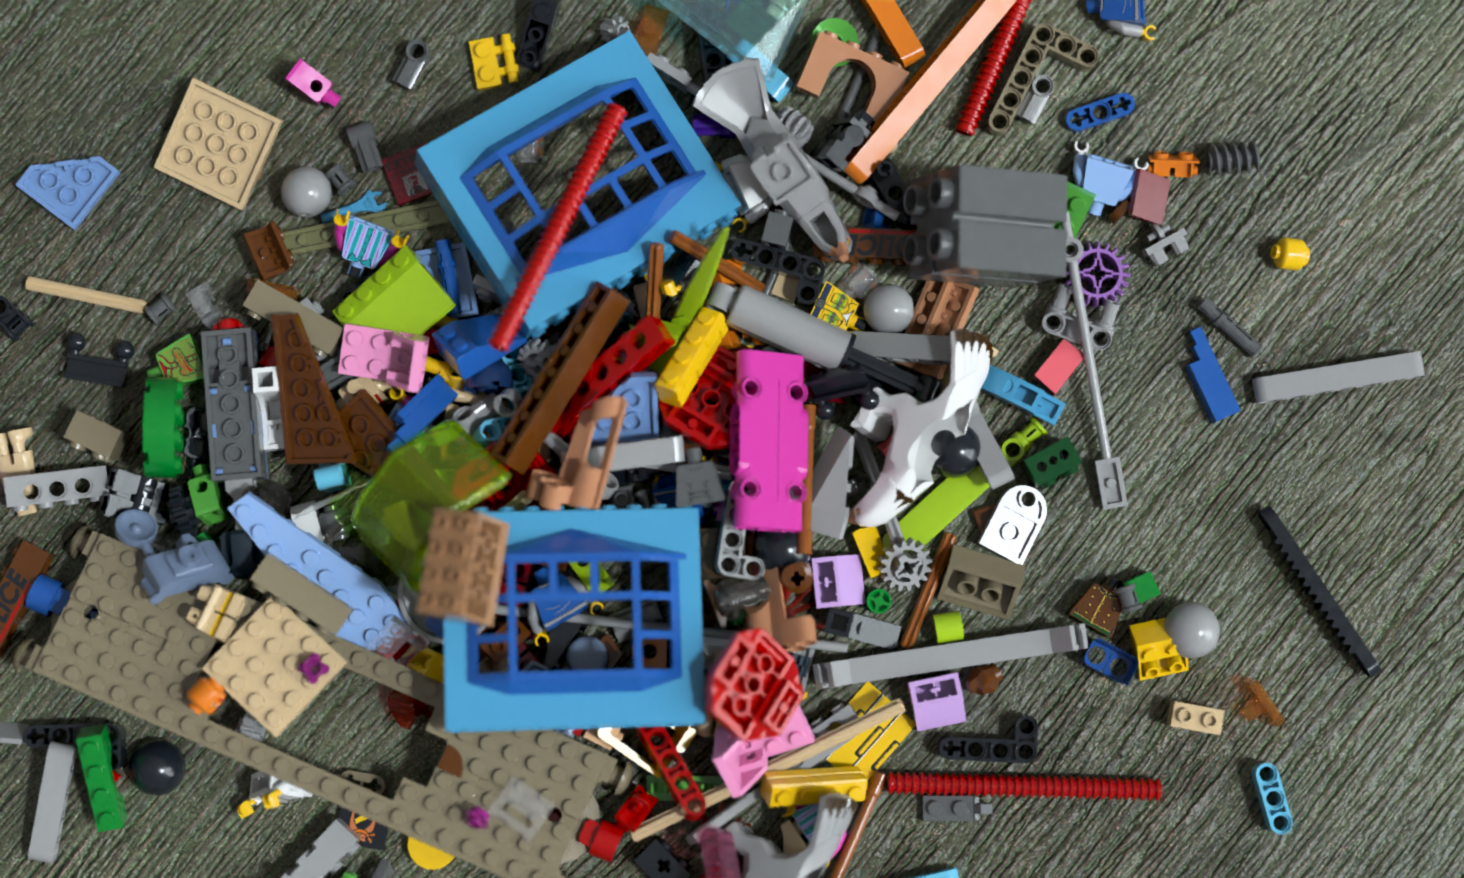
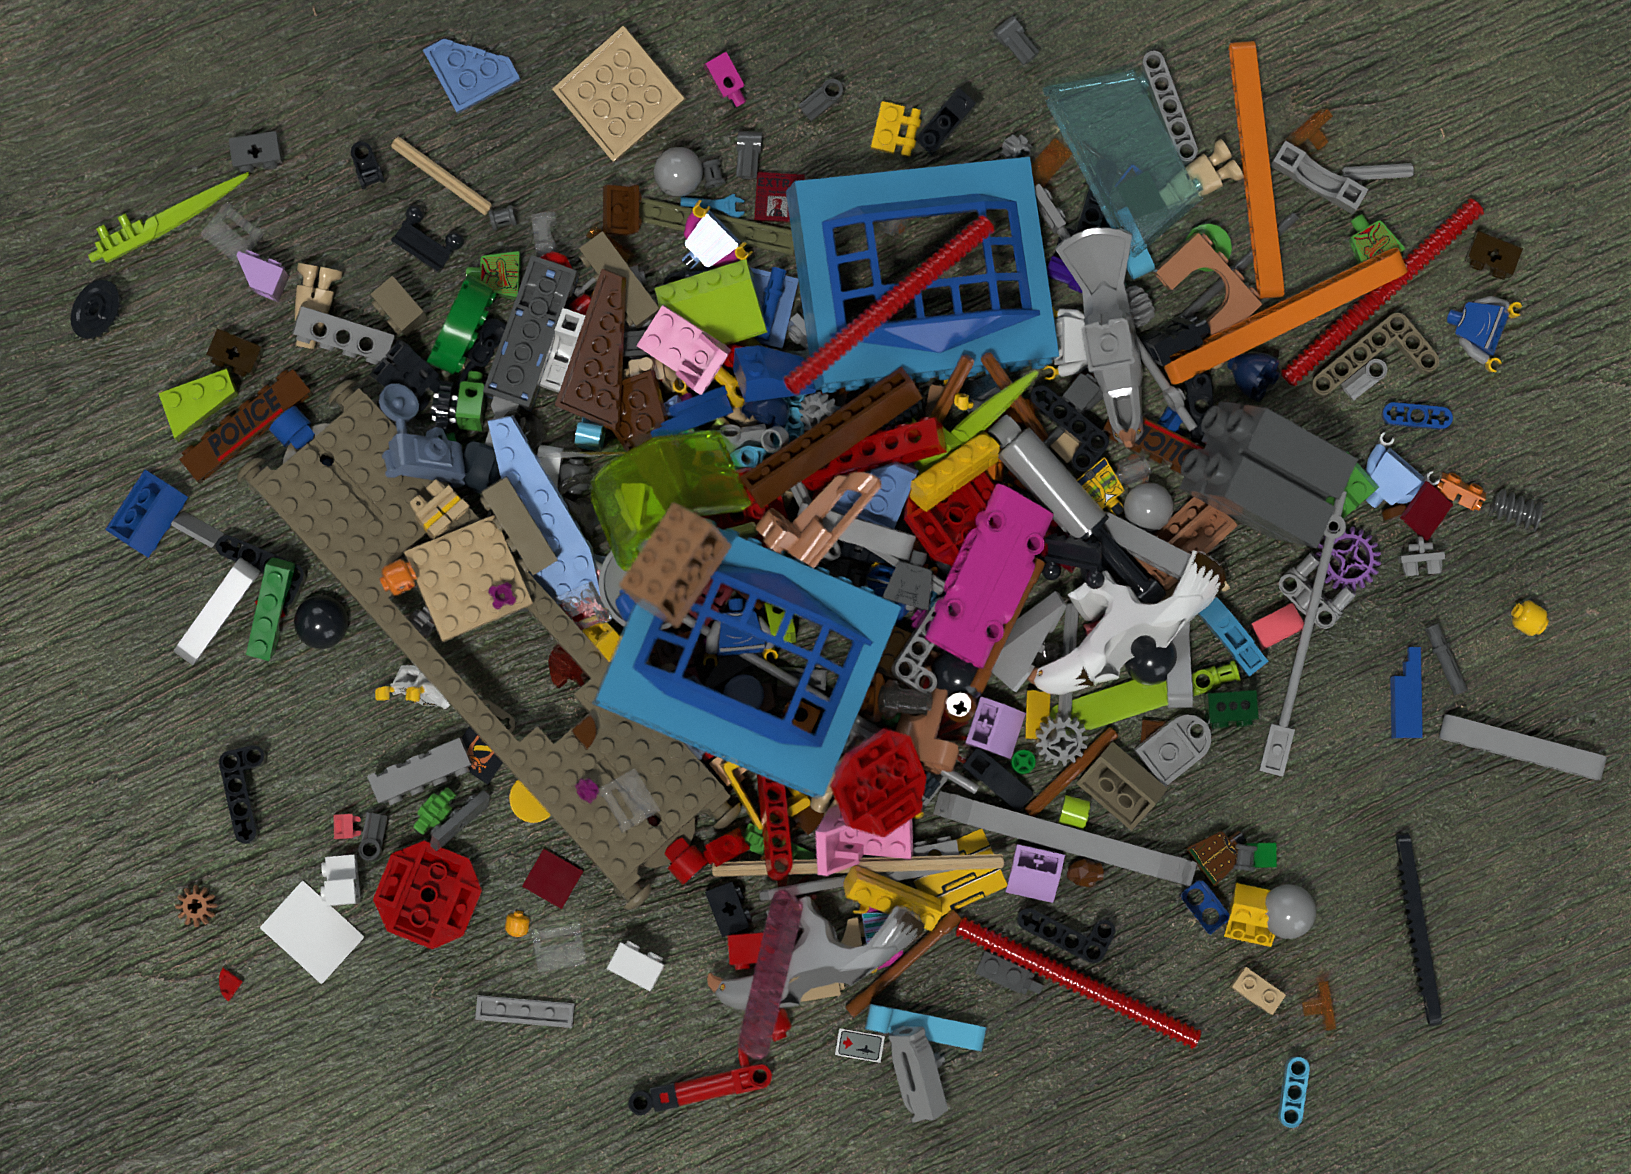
camera: 20 degrees right, 0 degrees up
(701, 748) = (807, 820): none -> reddish brown piece
(930, 140) = (1254, 373): none -> dark blue piece

